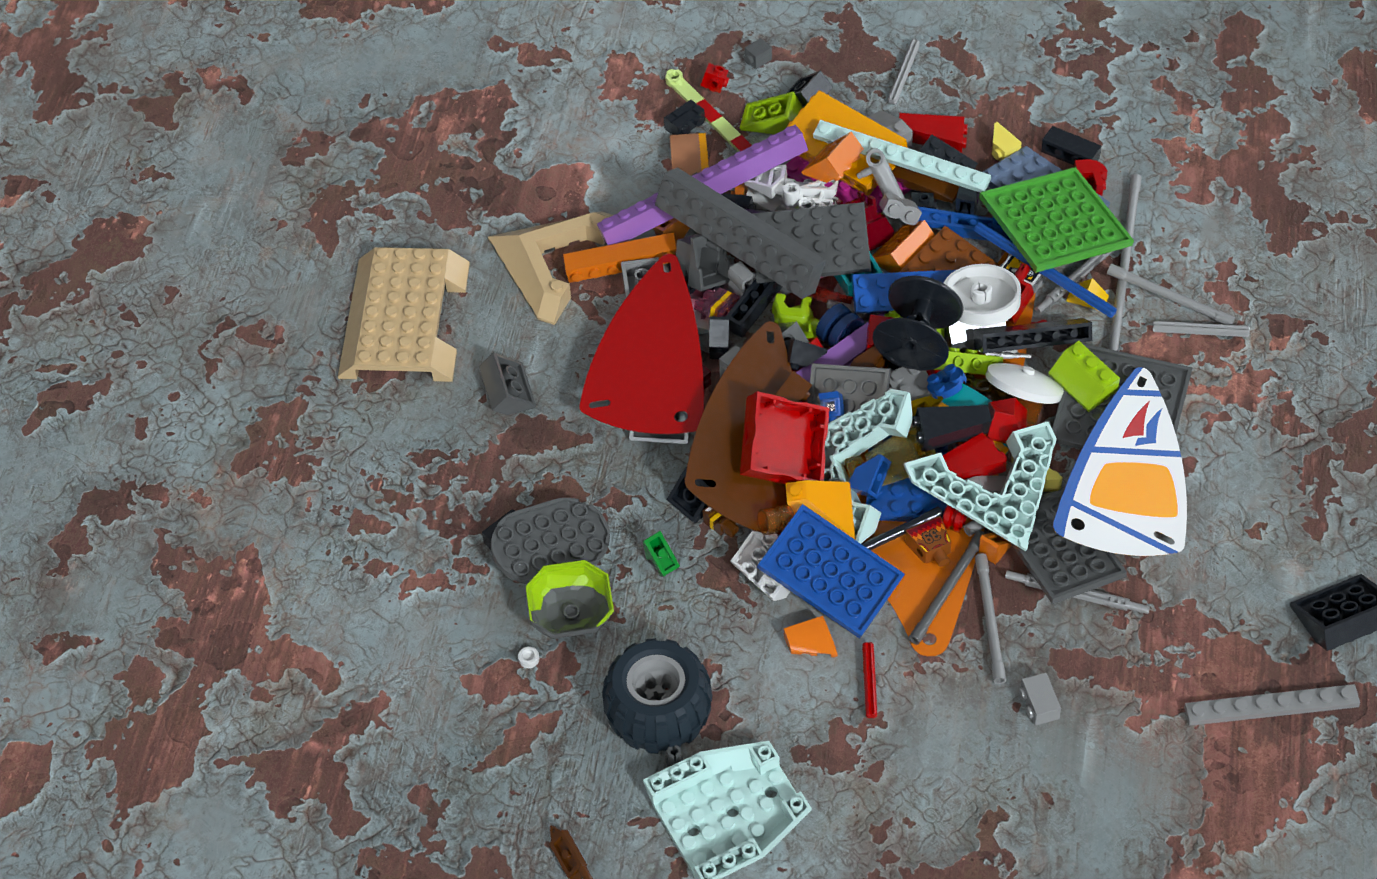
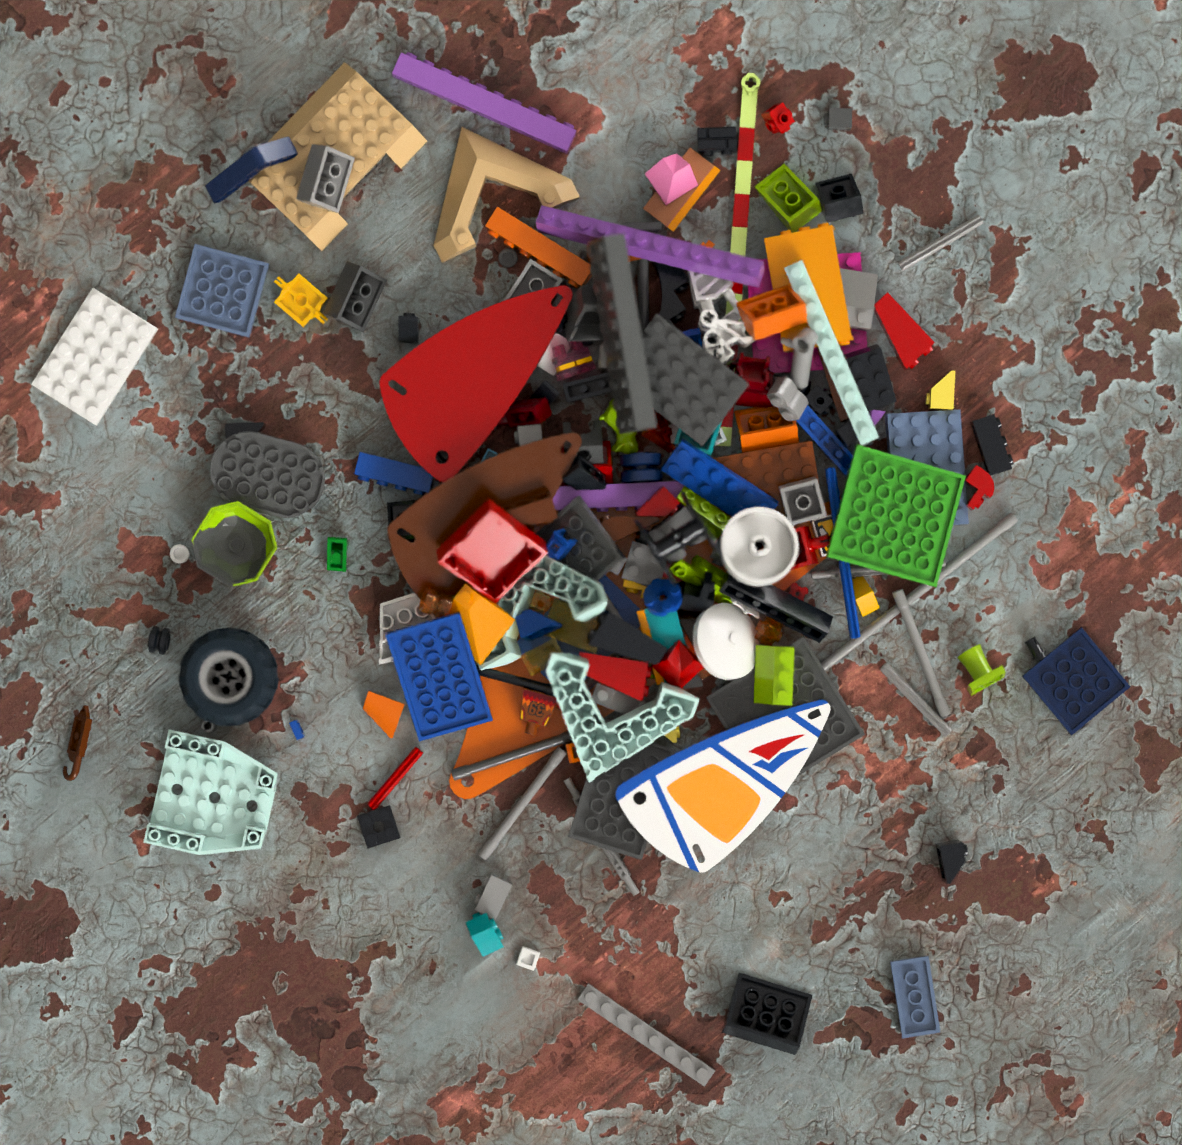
camera: 35 degrees right, 35 degrees up
(327, 574) = (94, 356): none -> white plate
(340, 353) = (248, 166): none -> dark blue beam
(395, 455) = (222, 290): none -> sand blue plate
(411, 315) = (325, 178): none -> light grey slope
(466, 417) = (301, 300): none -> yellow plate
(490, 209) = (484, 103): none -> medium lavender brick
(570, 370) = (408, 328): none -> black slope
(570, 726) = (159, 640): none -> black wheel
(602, 286) = (508, 258): none -> dark grey tile
(650, 472) = (393, 472): none -> blue brick
(675, 151) = (671, 178): none -> bright pink slope
(718, 347) = (528, 412): none -> dark red brick
(752, 704) = (297, 730): none -> blue tile
(892, 713) = (372, 837): none -> black piece
(897, 494) = (539, 657): none -> clear yellow brick
(974, 366) = (696, 597): none -> black brick
(980, 250) = (802, 500): none -> light grey brick
(1045, 358) = (767, 633): none -> clear orange brick
(1064, 725) = (485, 933): none -> teal brick
(1117, 726) = (528, 958): none -> white tile
(1223, 271) = (979, 669): none -> lime plant
(1246, 238) = (1035, 649): none -> black pin
(1295, 235) = (1076, 681): none -> dark blue plate
(1348, 397) = (951, 859): none -> black slope

